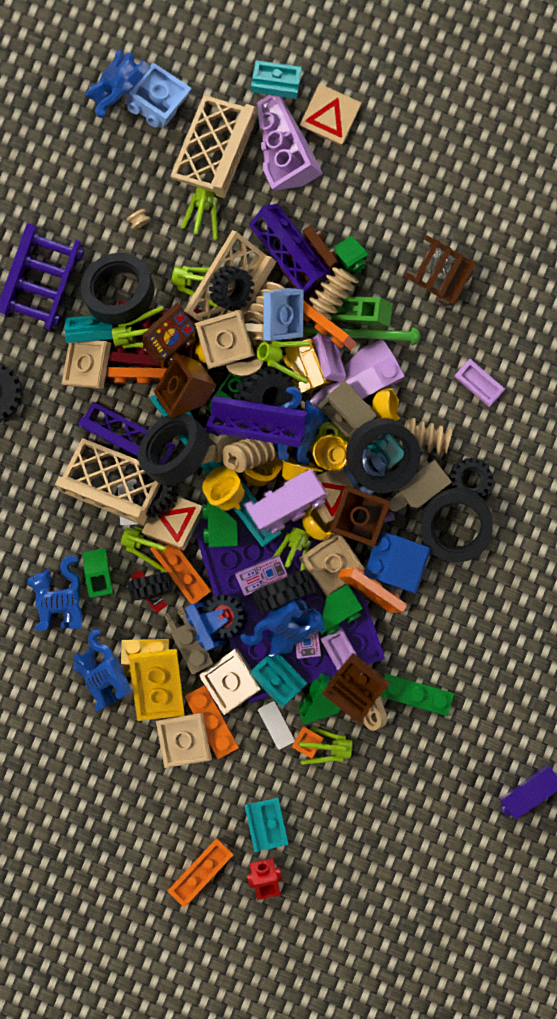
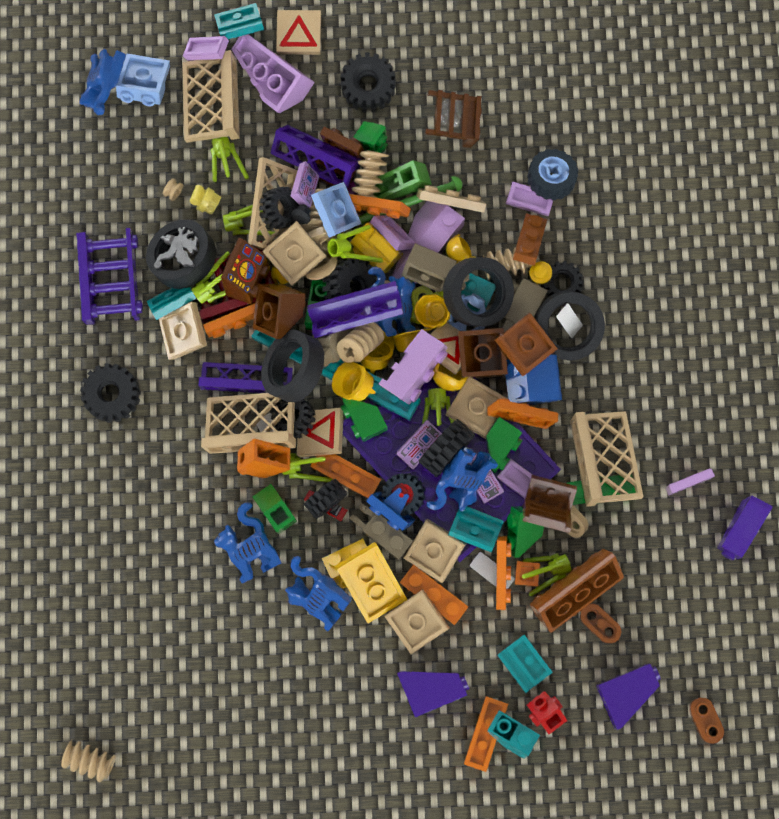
camera: 25 degrees left, 5 degrees down
(100, 518) = (257, 457): none -> orange torso
(119, 279) = (178, 244): none -> flat silver piece
(164, 243) = (205, 199): none -> light yellow piece
(168, 809) = (432, 690): none -> dark purple slope
(224, 884) = (513, 734): none -> teal slope
(231, 92) = (205, 48): none -> lavender tile
(248, 304) = (301, 214): none -> black piece
(265, 275) = (304, 184): none -> lavender tile
(284, 731) = (503, 573): none -> orange plate
(346, 779) = (577, 589): none -> dark orange slope
(349, 895) = (627, 693): none -> dark purple slope
(354, 819) = (600, 623): none -> dark orange plate
(374, 179) = (365, 67): none -> black tyre
(401, 350) = (451, 198): none -> tan plate
(404, 526) = (526, 344): none -> dark orange plate
(411, 954) = (707, 720): none -> dark orange plate
(414, 659) = (588, 463): none -> tan fence
(453, 462) = (541, 272): none -> yellow plate
(458, 425) = (530, 239): none -> dark orange plate
(459, 520) = (569, 320): none -> white sticker
(501, 725) = (689, 481): none -> lavender tile
(510, 382) = (555, 185): none -> black wheel

